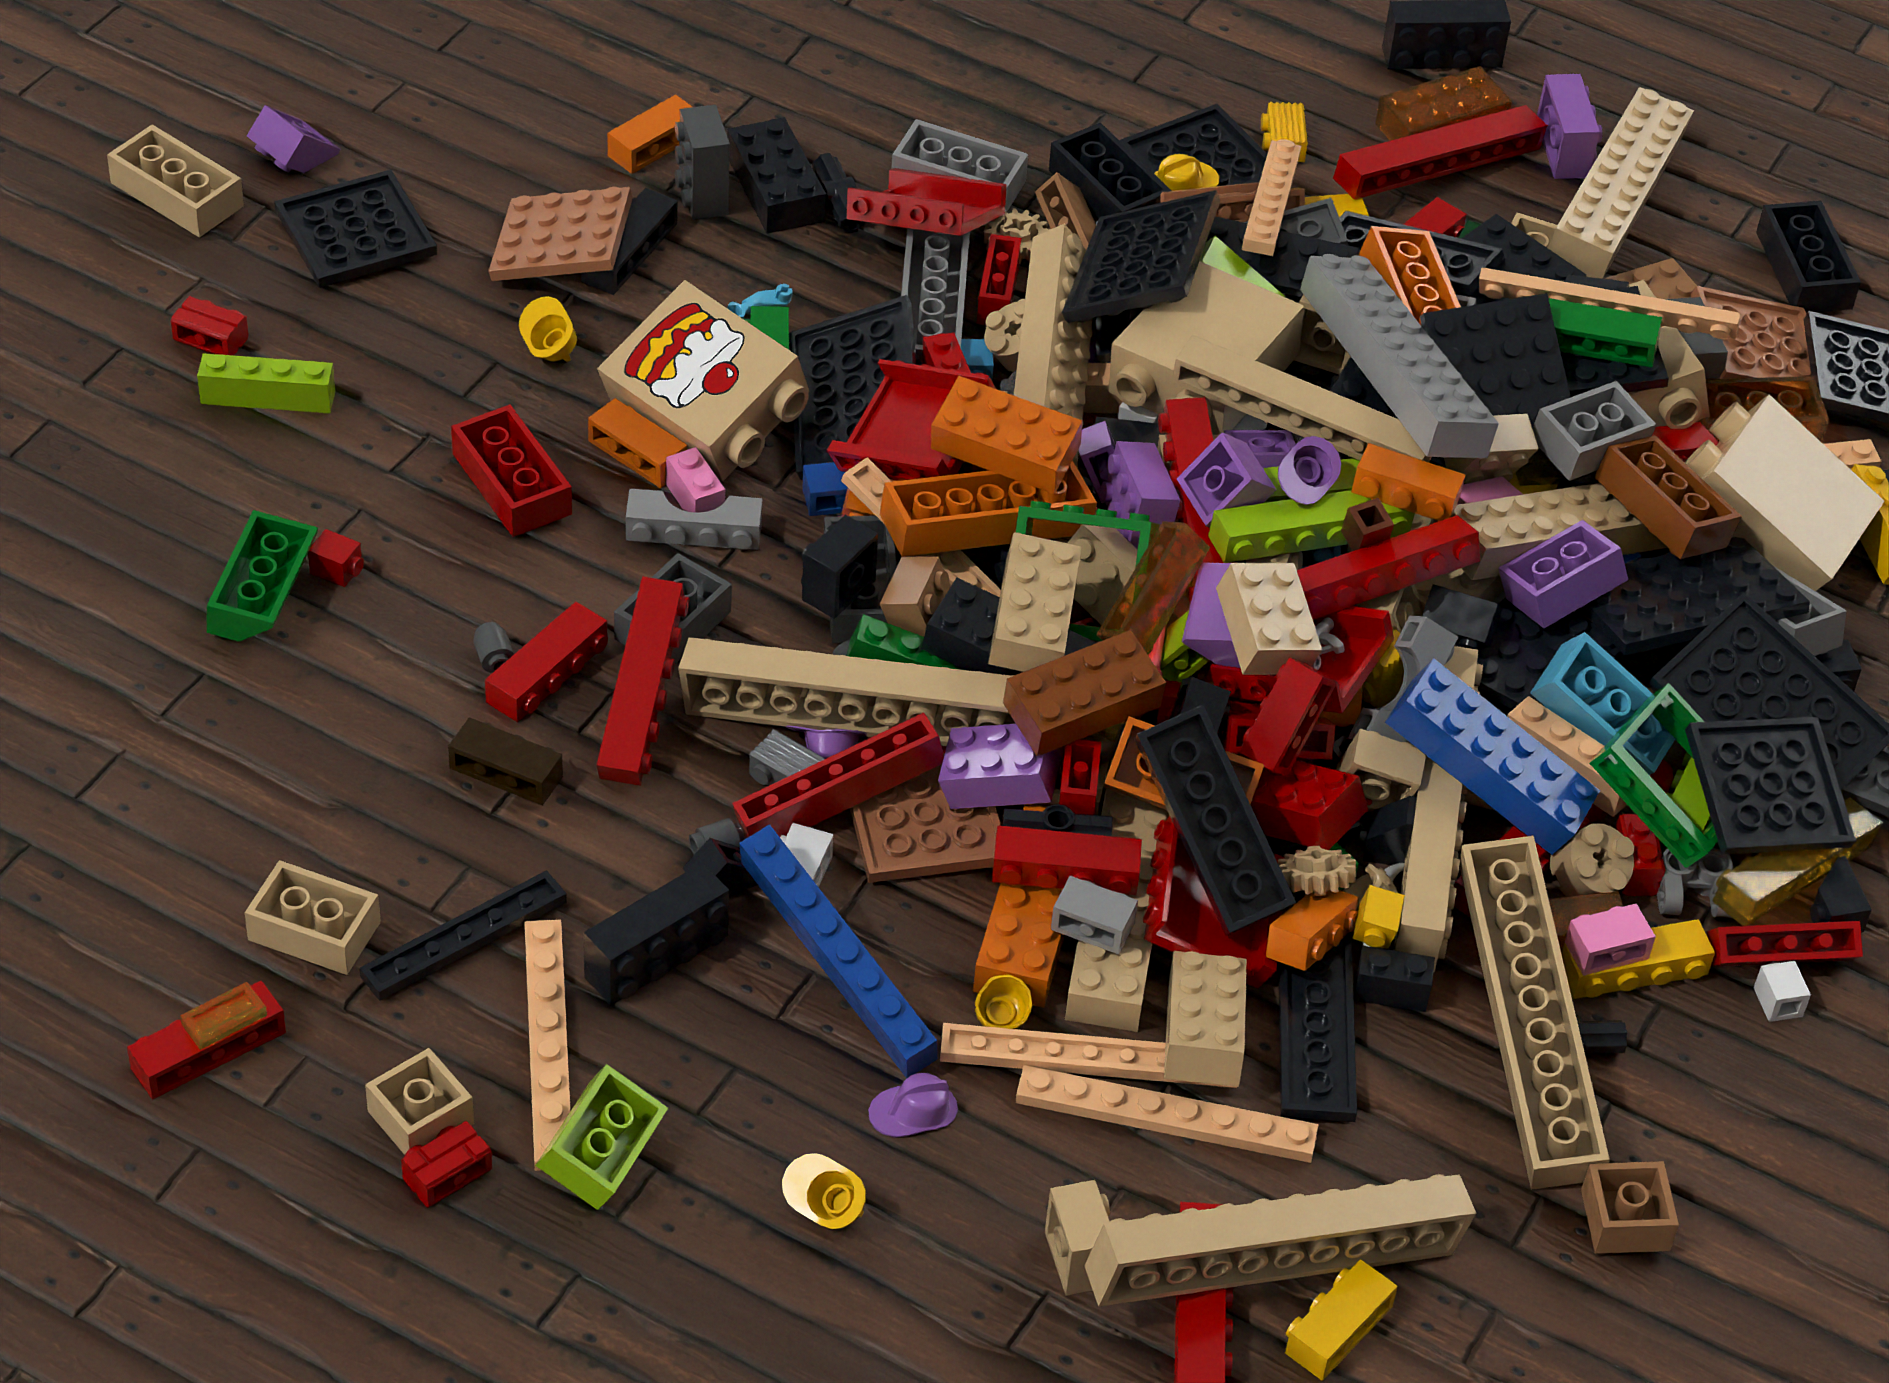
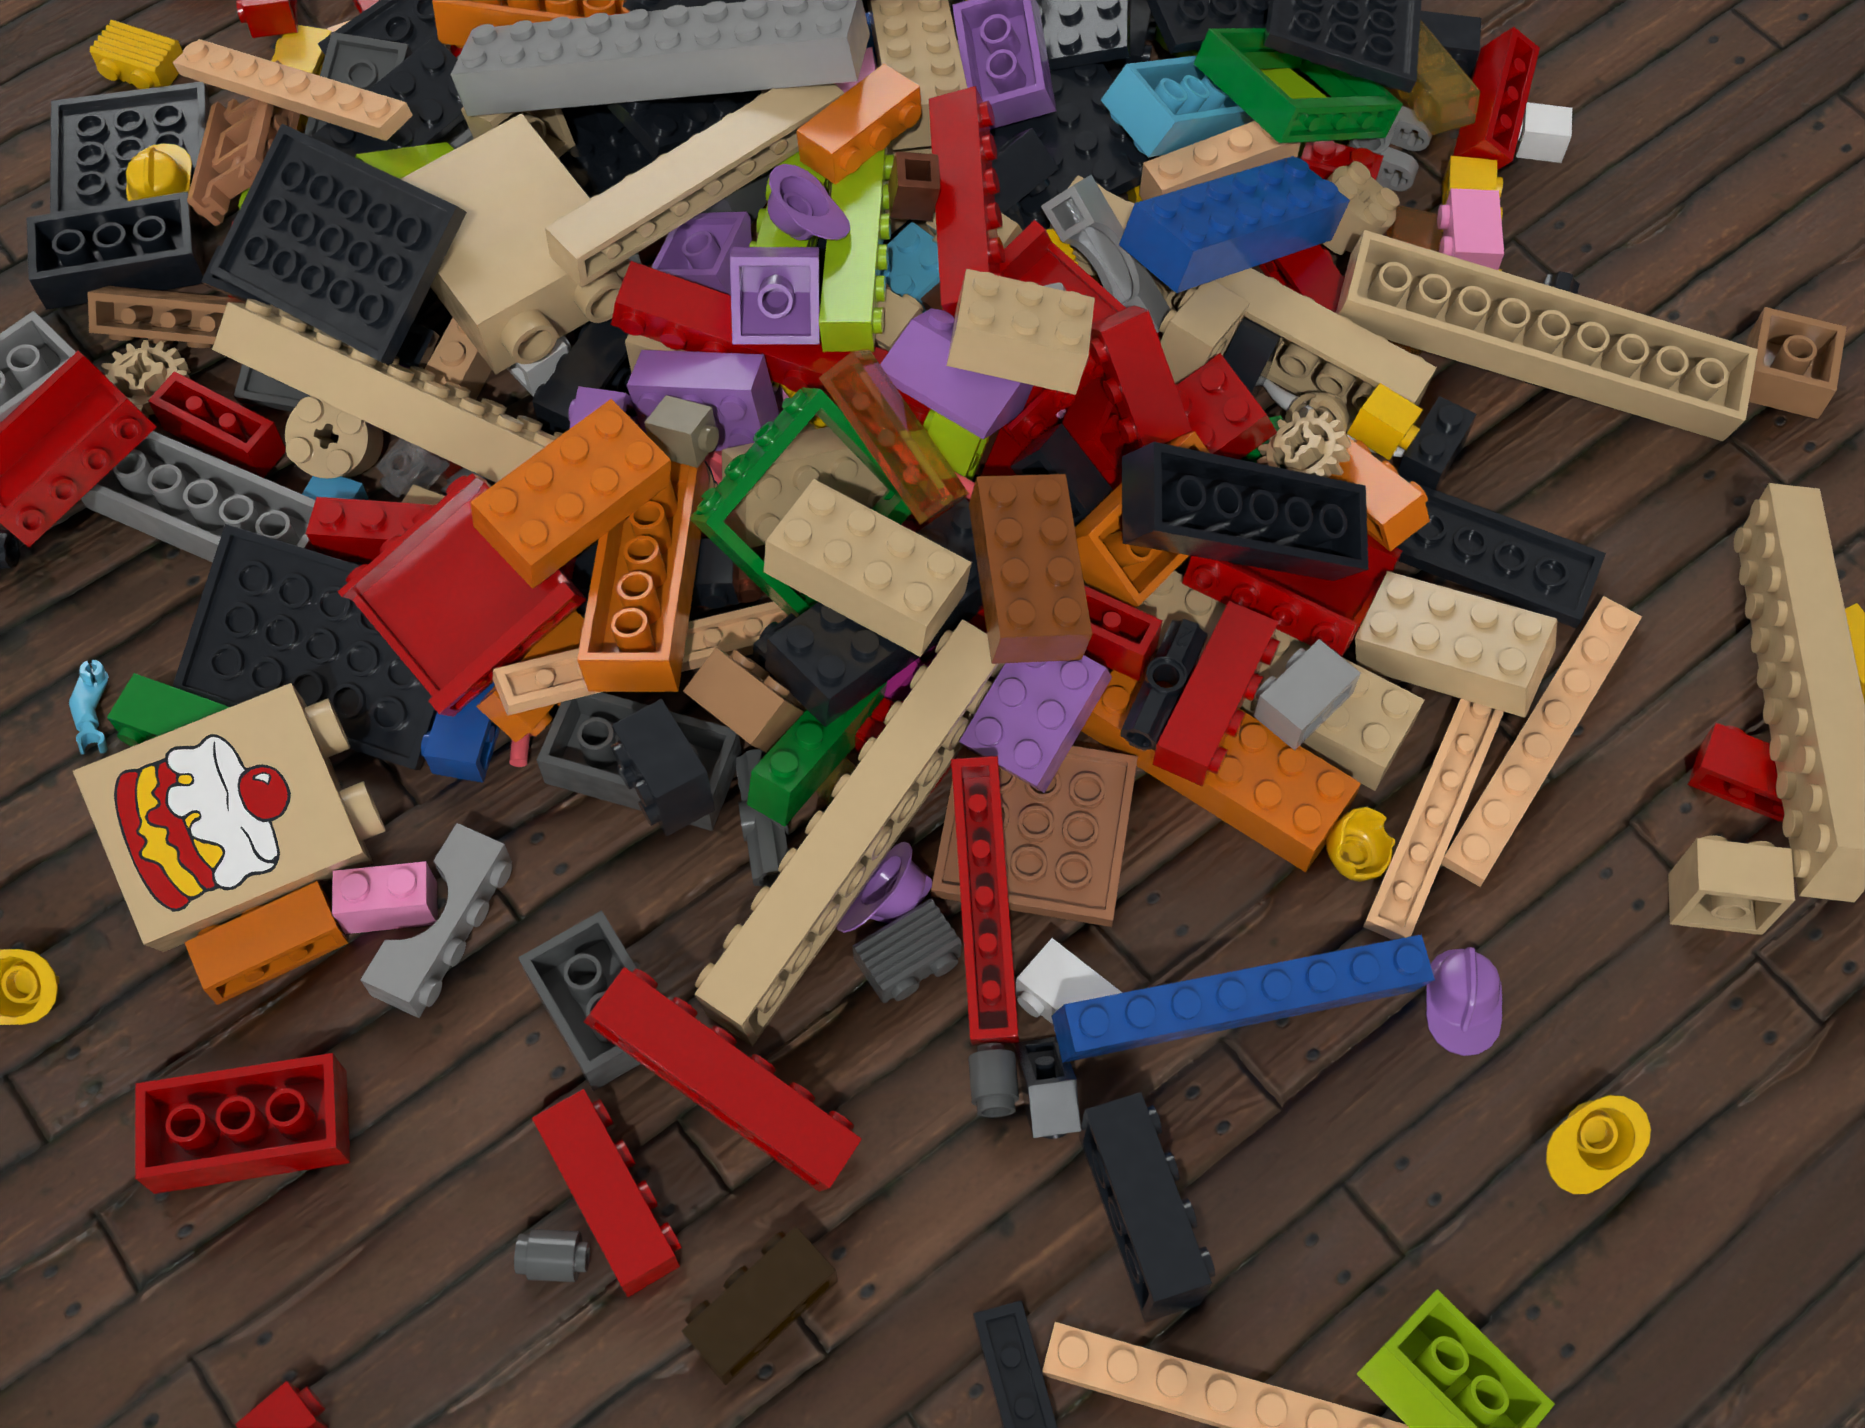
camera: 65 degrees left, 15 degrees up
(1096, 481) = (683, 430): none -> dark tan brick

